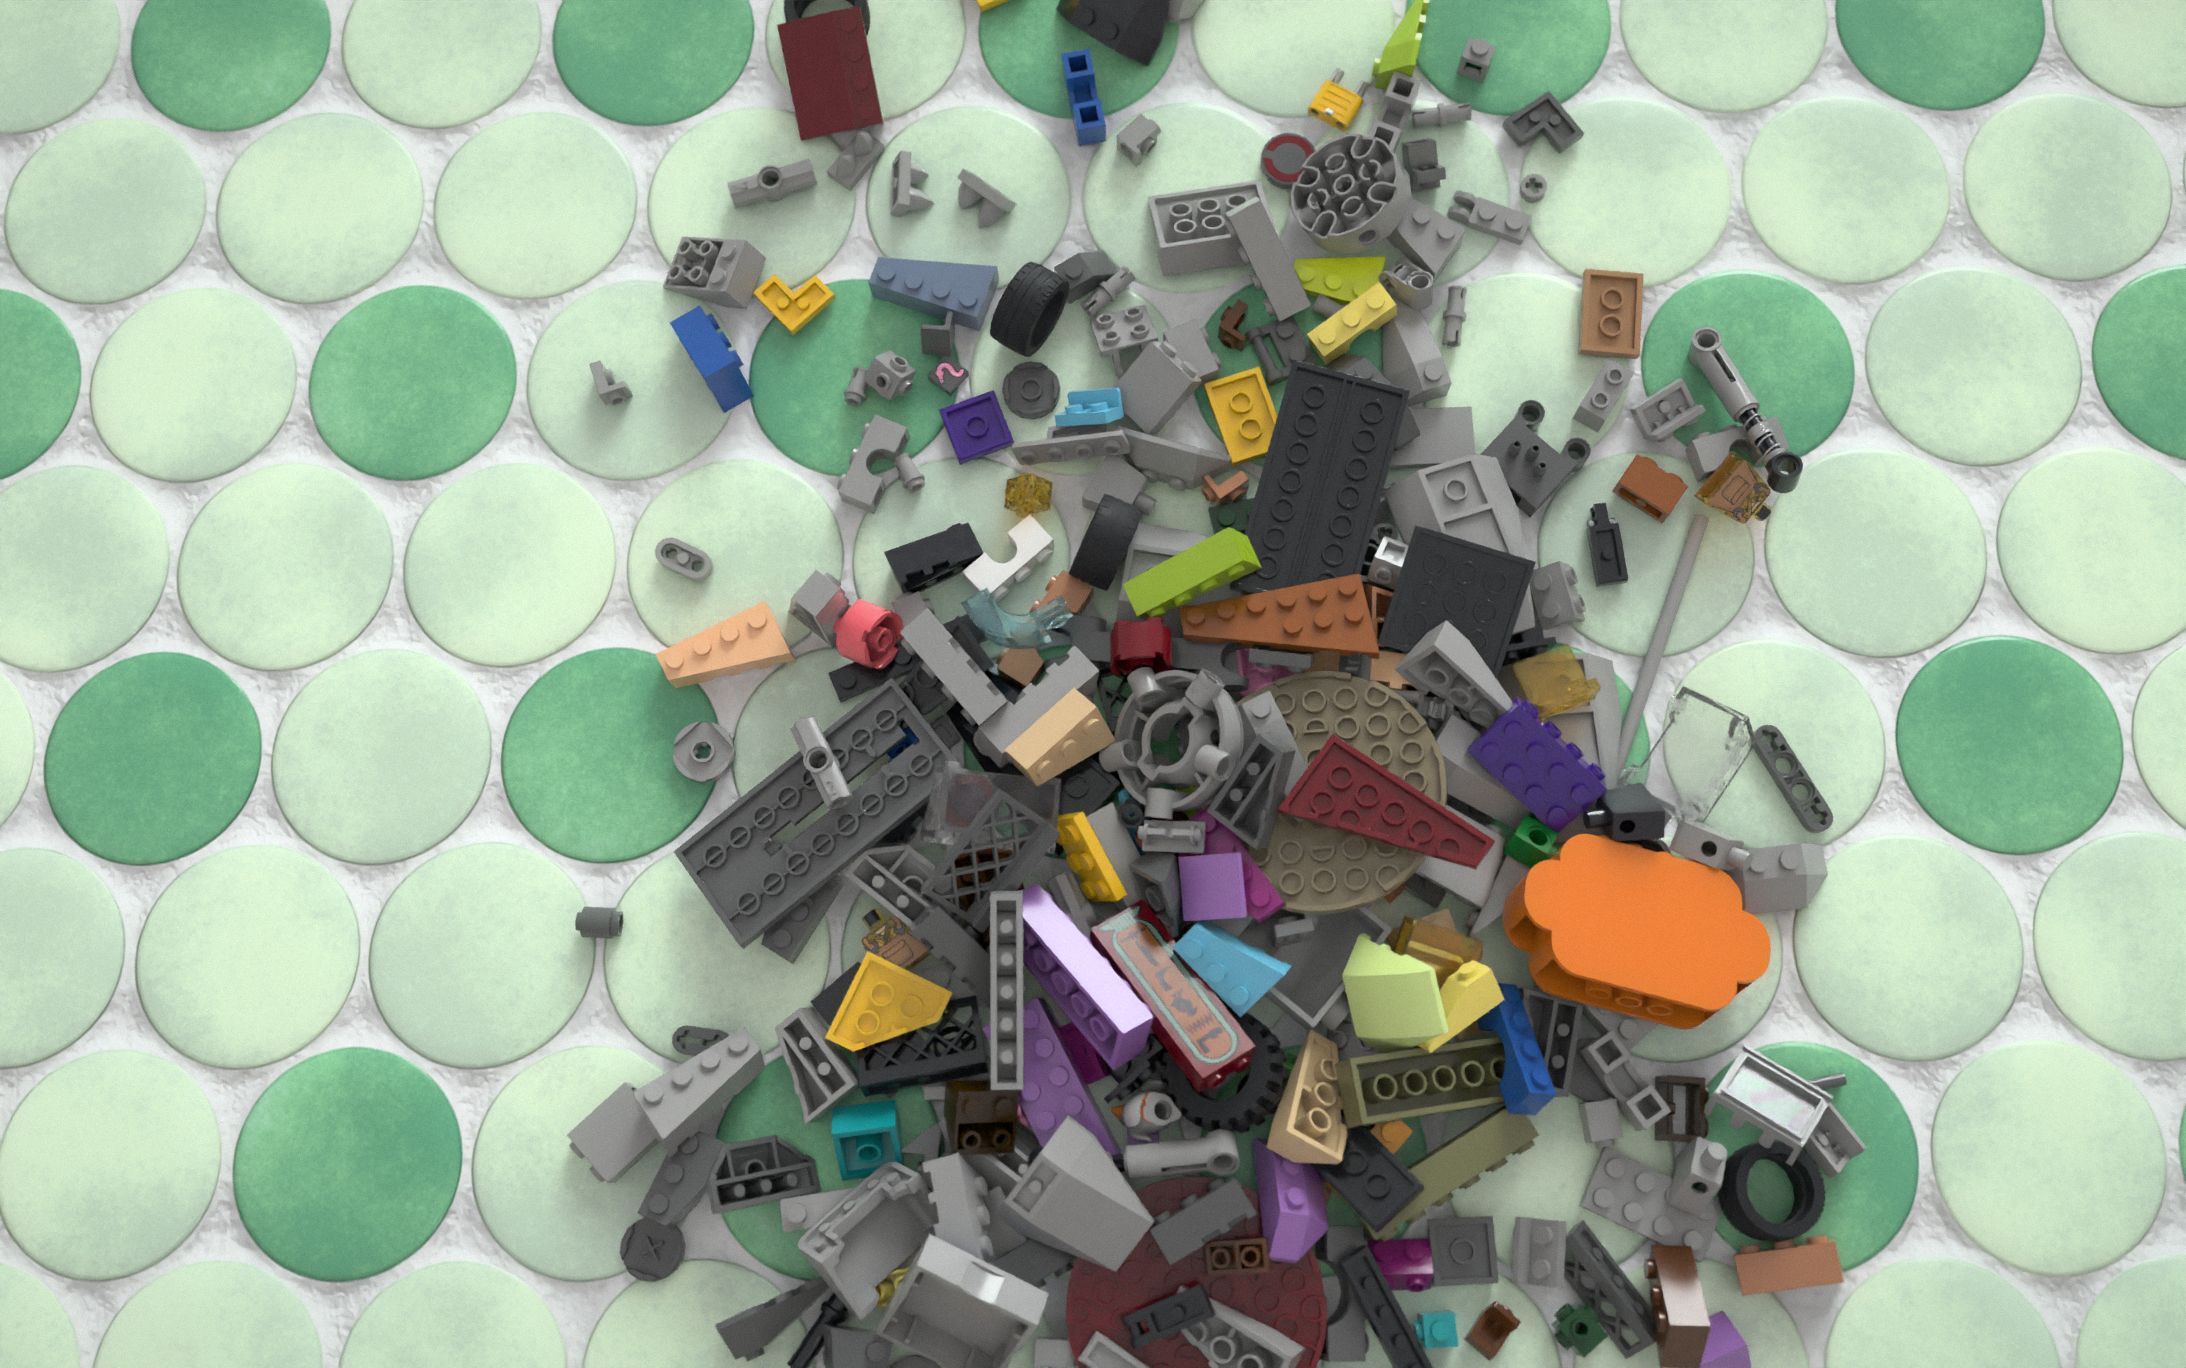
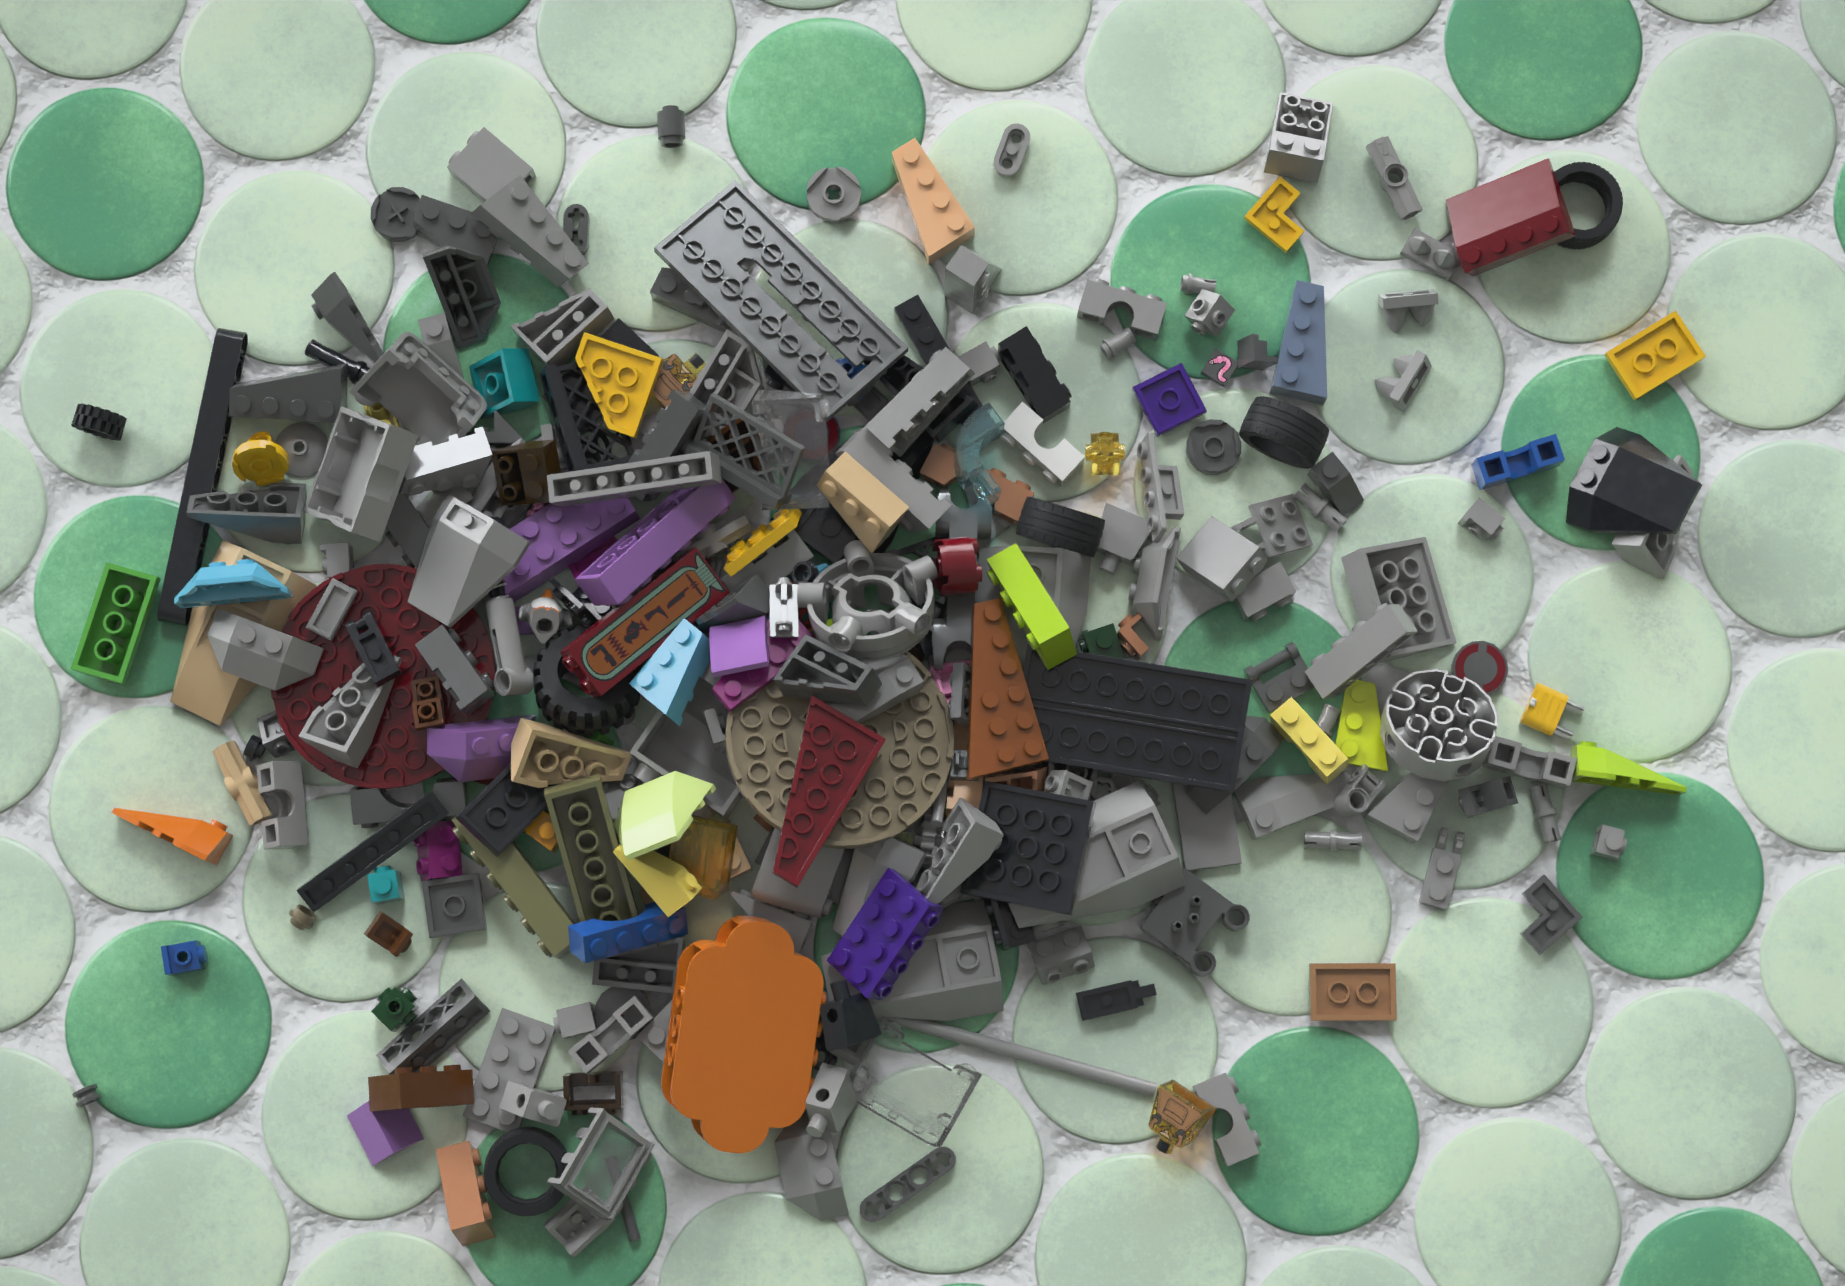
camera: 80 degrees right, 5 degrees up
(606, 385) = (1174, 52): light grey bracket -> none
(712, 357) = (1209, 146): blue wedge -> none
(829, 777) = (807, 303): light grey piece -> none
(868, 634) = (951, 323): coral brick -> none
(1091, 407) = (1193, 502): medium azure bracket -> none
(1231, 321) = (1302, 627): reddish brown bracket -> none
(1243, 414) = (1210, 645): yellow plate -> none
(1531, 842) = (827, 935): green brick -> none
(1539, 182) = (1485, 915): light grey bush -> none
(1539, 1252) = (458, 970): light grey bracket -> none
(1555, 681) = (967, 947): clear yellow bracket -> none
(1603, 395) = (1265, 987): light grey brick -> none
(1650, 488) = (1175, 1036): dark orange brick -> none
(1666, 411) = (1256, 1050): light grey bracket -> none
(1743, 408) = (1262, 1118): piece -> none

